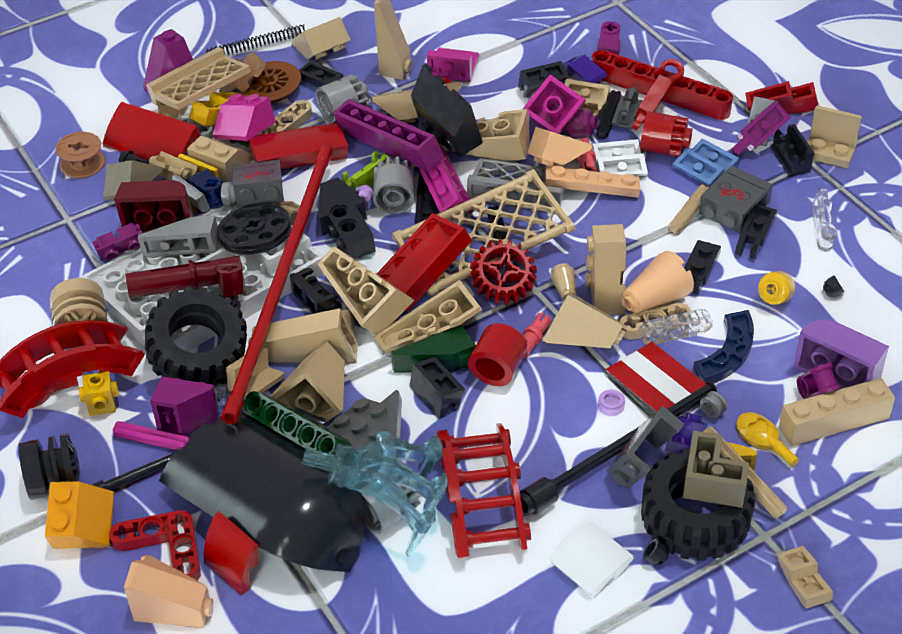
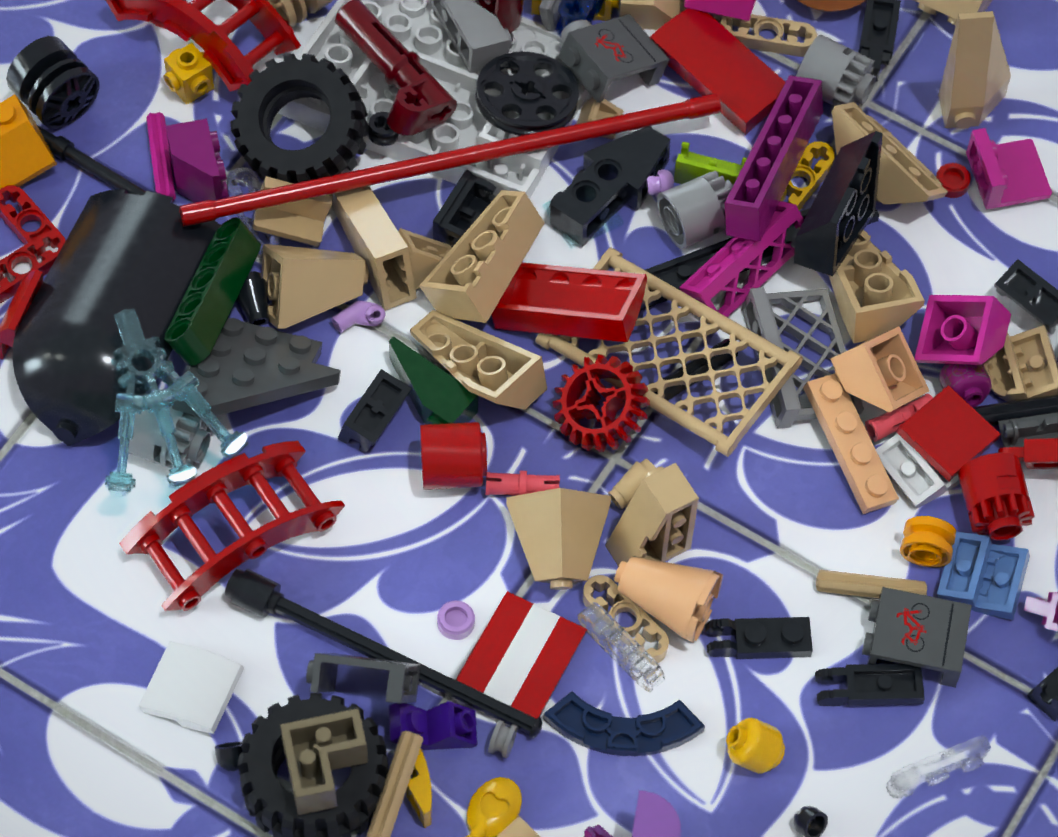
camera: 60 degrees right, 15 degrees up
(353, 371) = (359, 313): none -> lavender arm
(612, 138) = (948, 432): none -> red tile
(677, 171) = (928, 541): none -> light orange wheel

